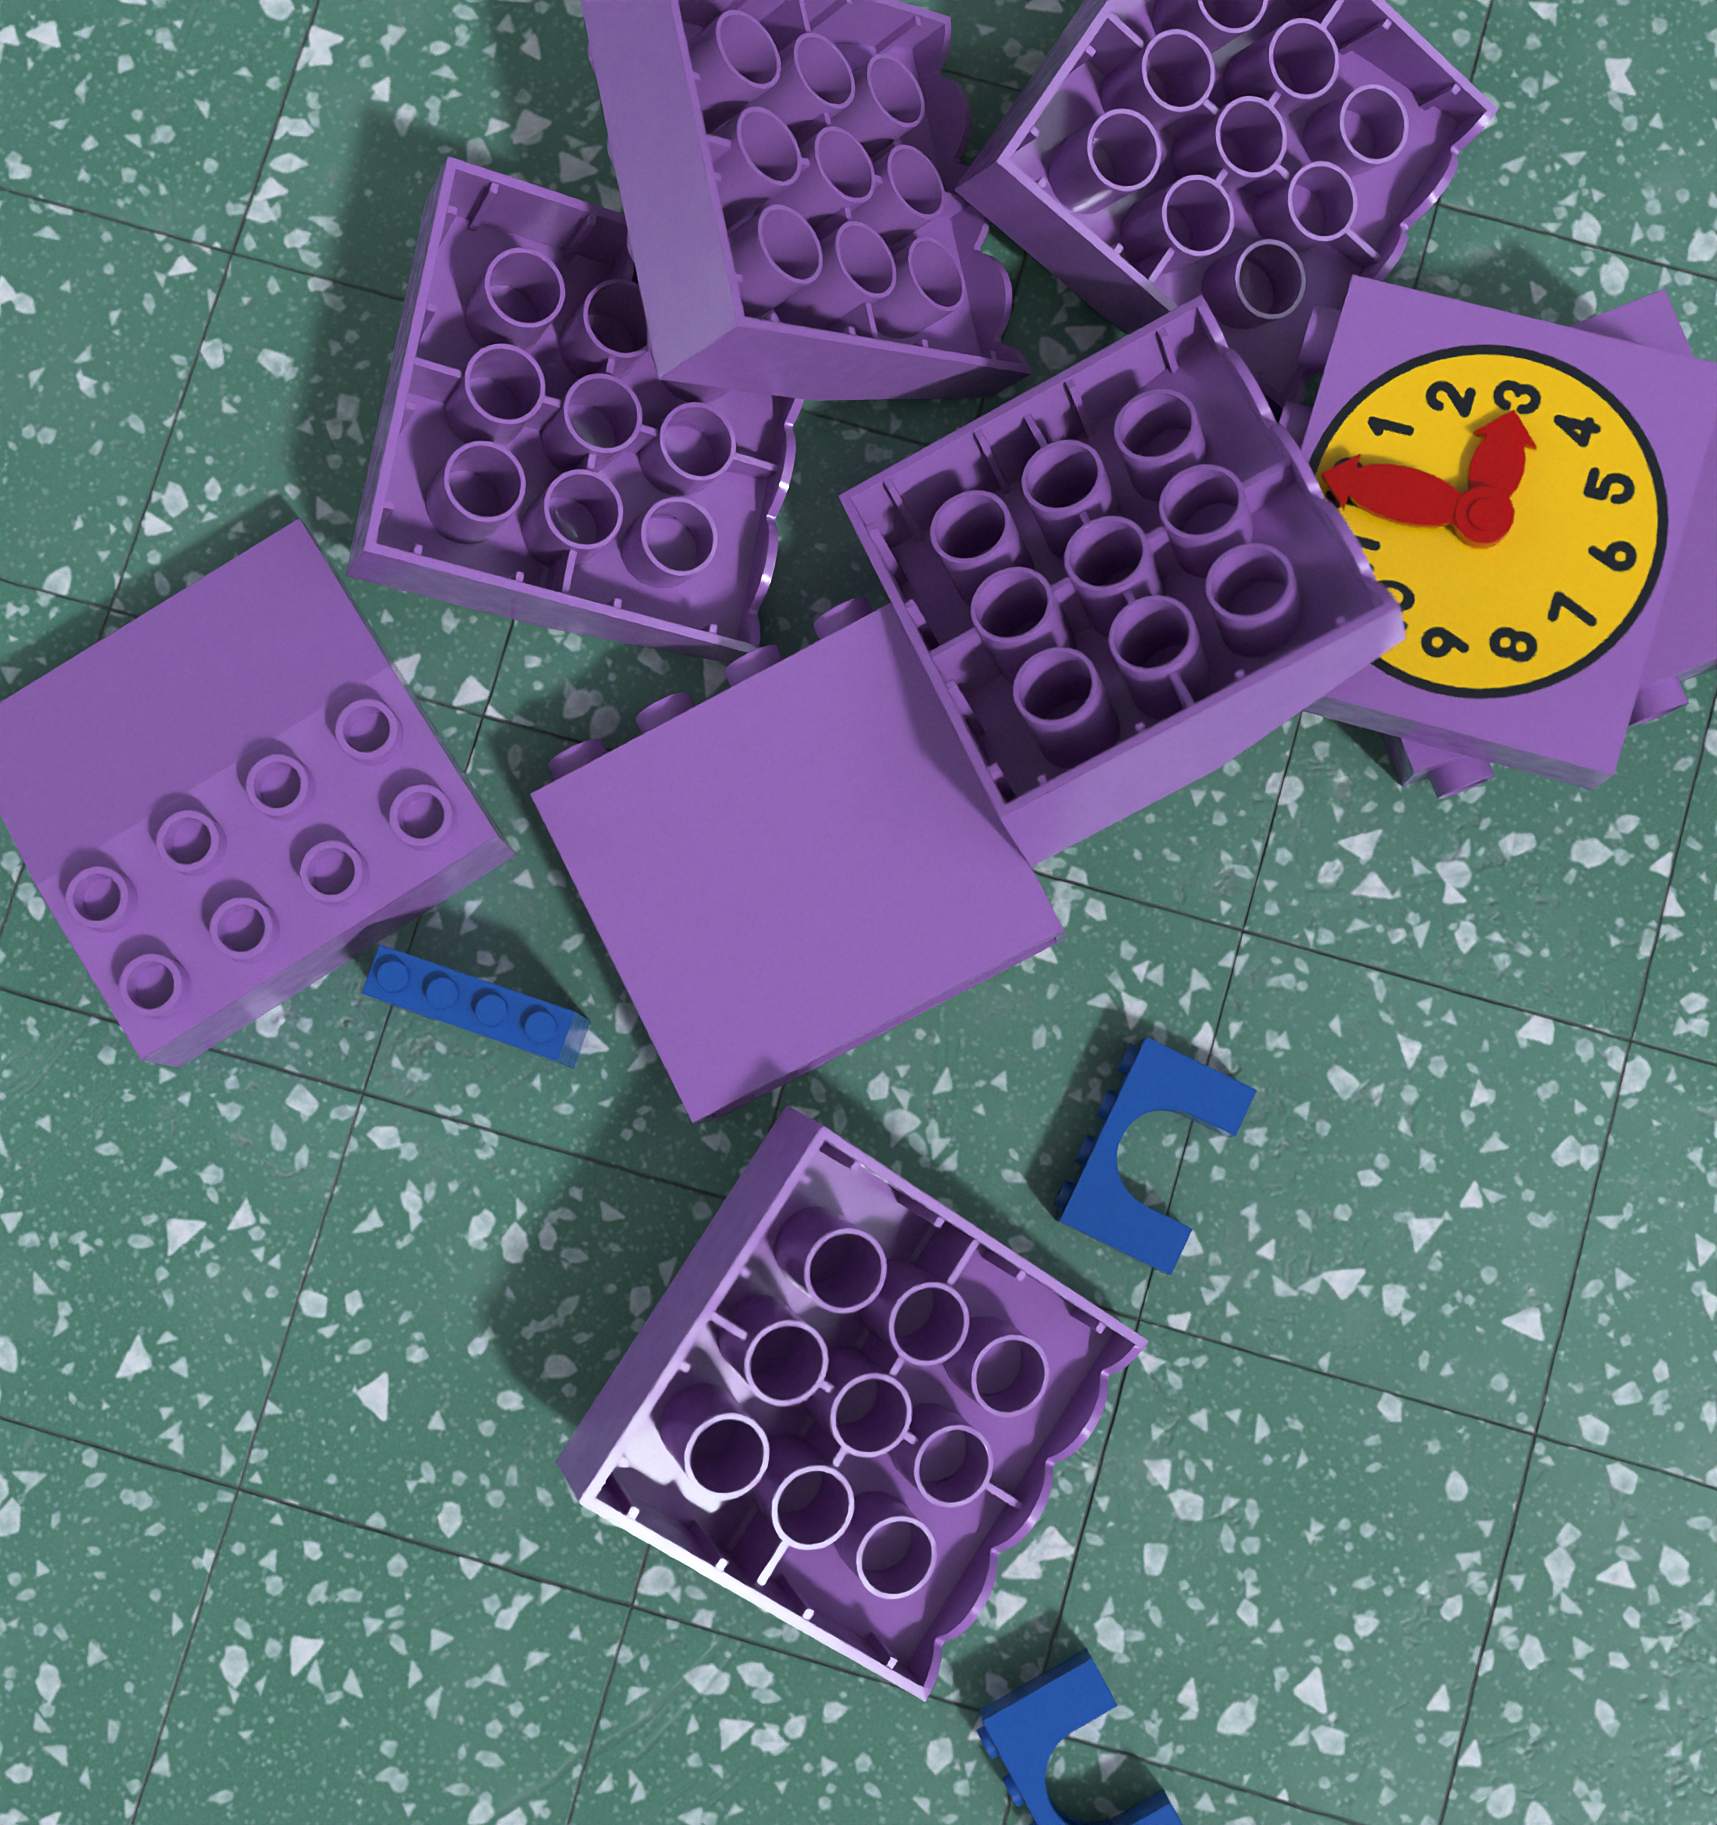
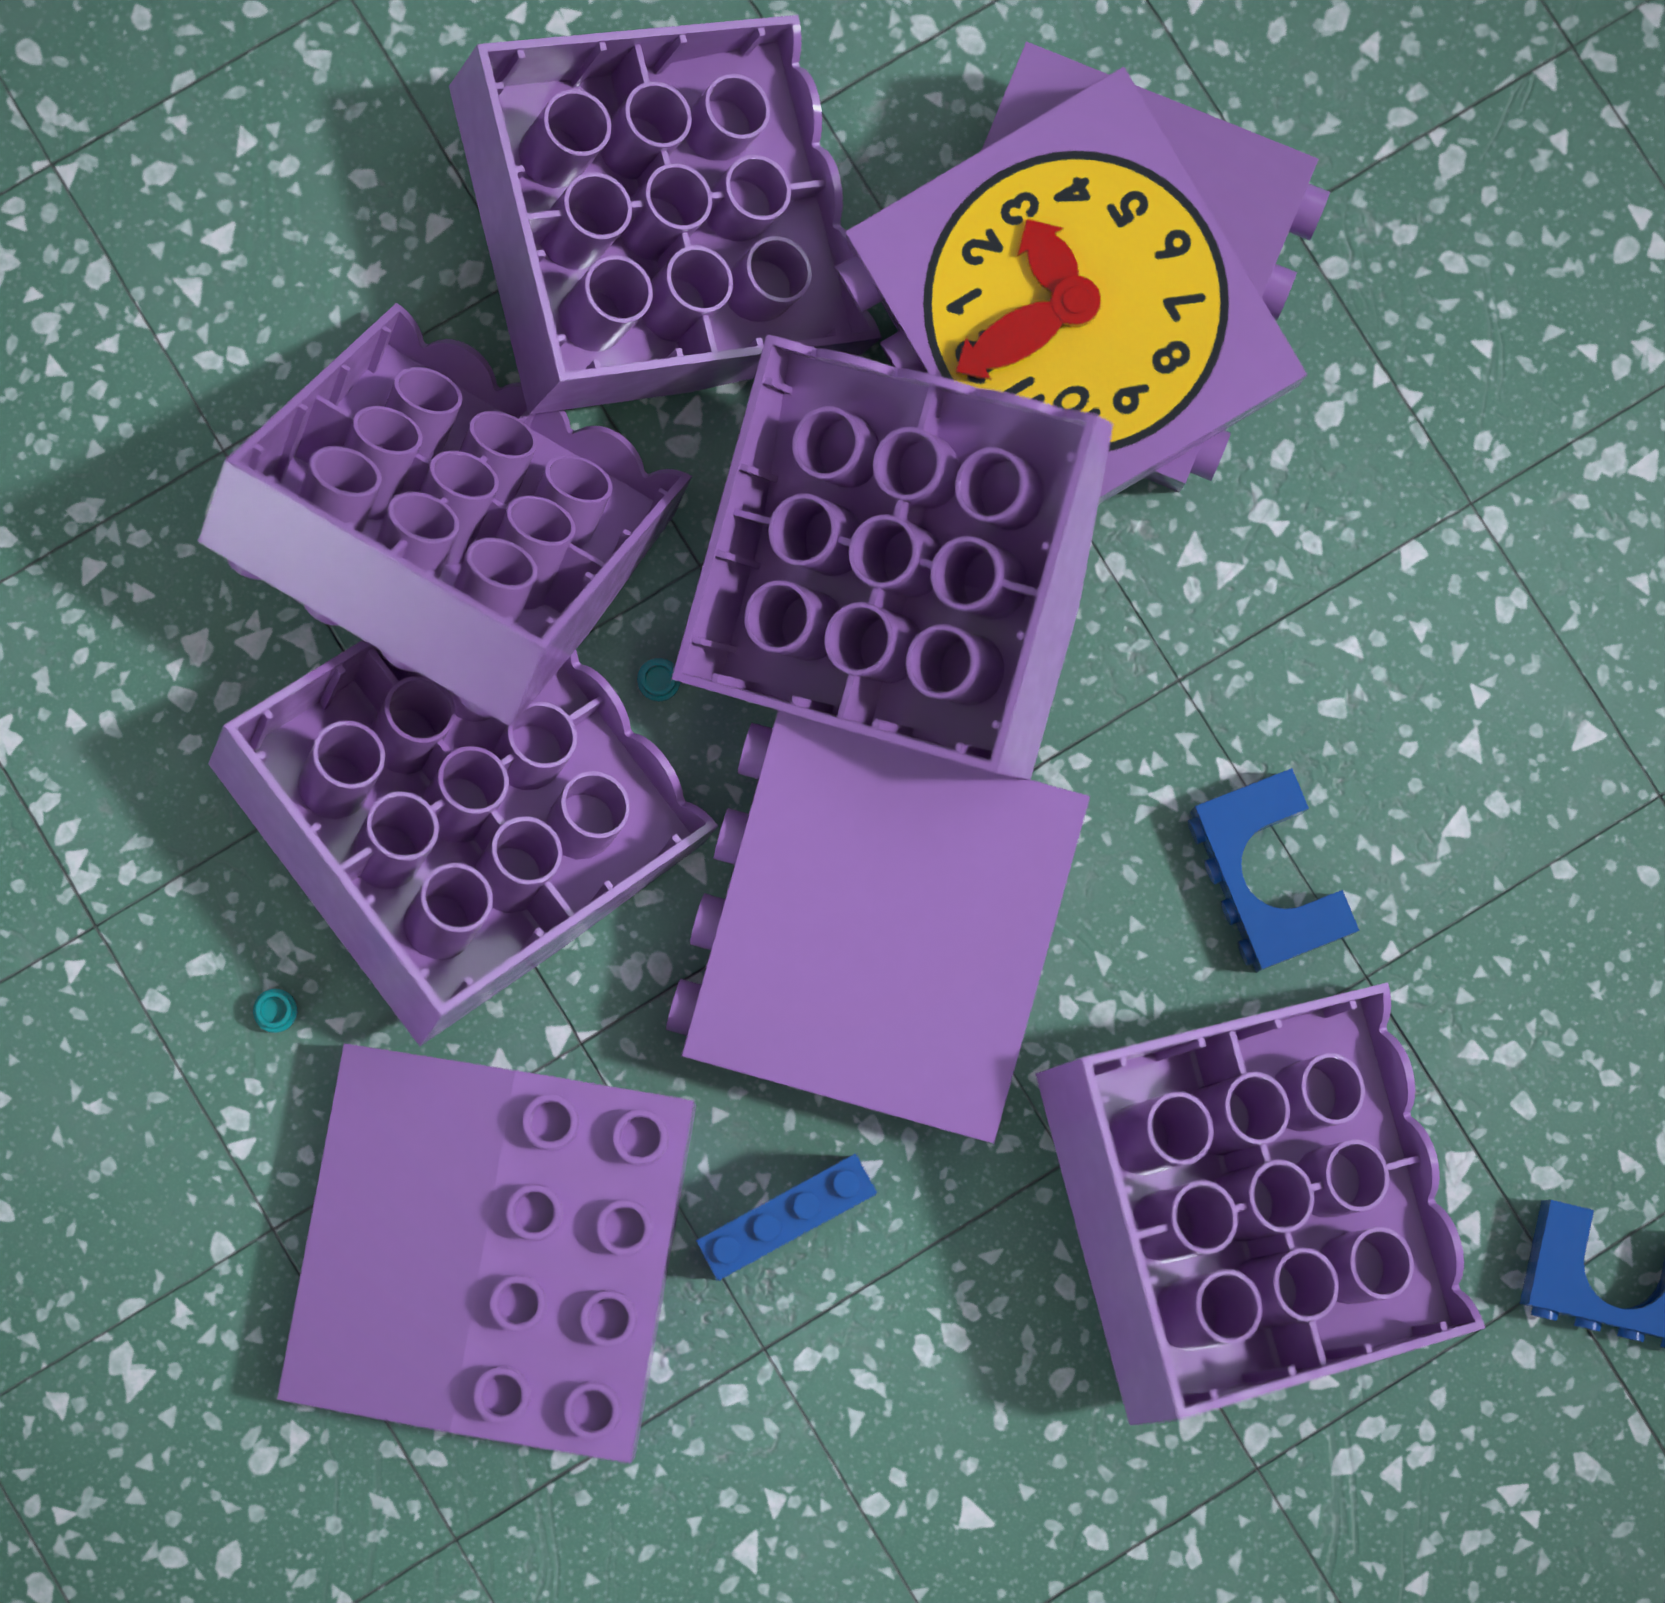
camera: 55 degrees left, 0 degrees up
(286, 448) = (275, 1010): none -> teal plate
(830, 507) = (656, 680): none -> teal plate

